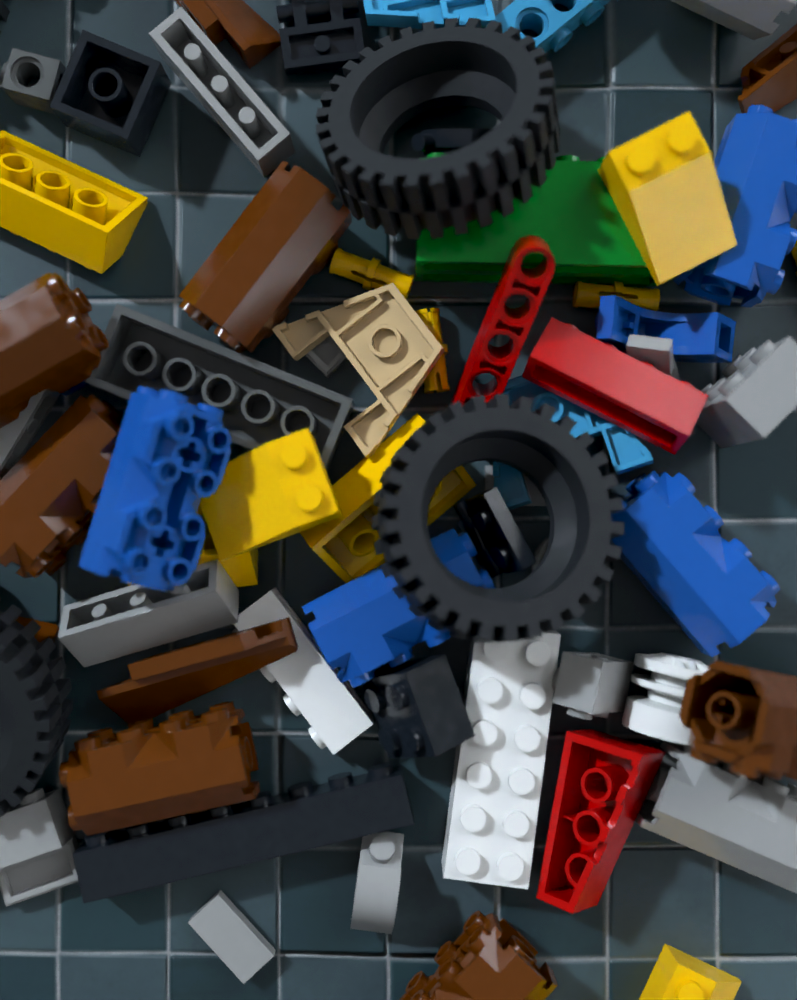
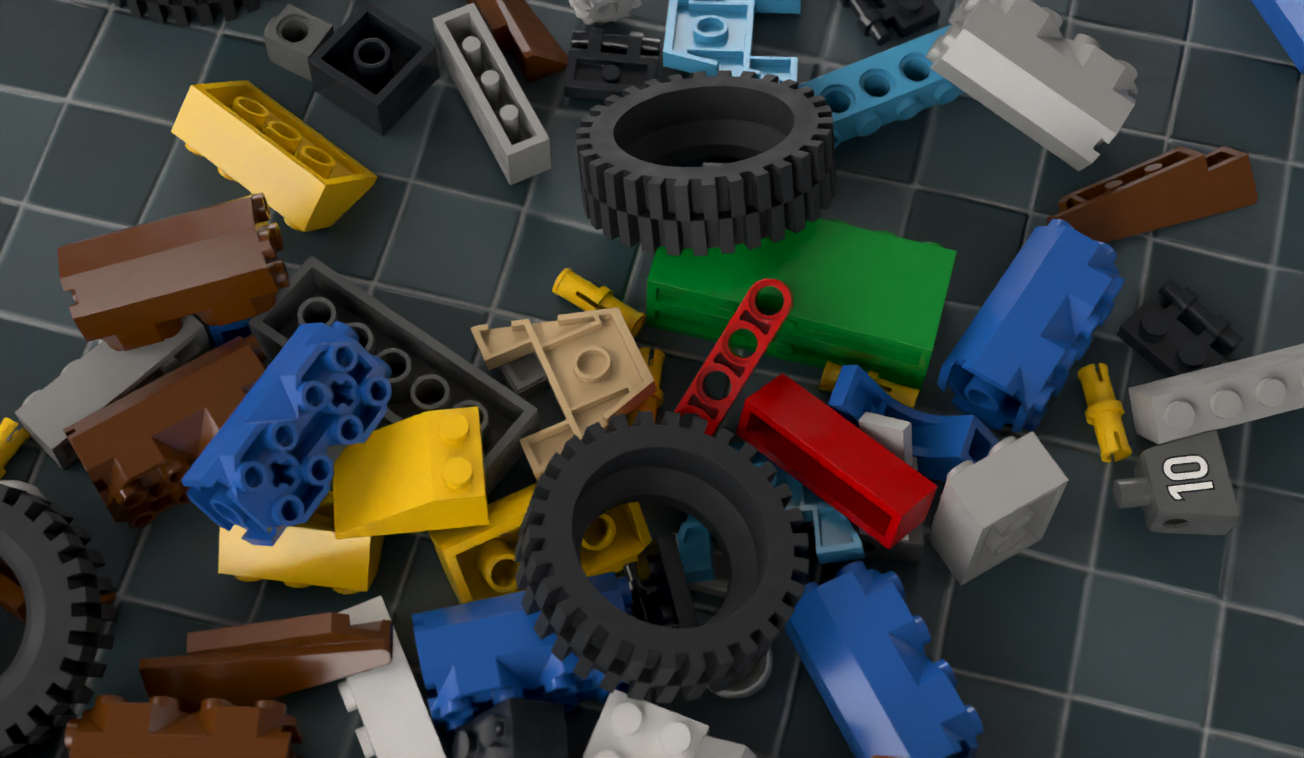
camera: 15 degrees right, 25 degrees down
(147, 617) = (231, 586): light grey brick -> none
(266, 259) = (486, 252): reddish brown brick -> none
(670, 198) = (934, 276): yellow slope -> none

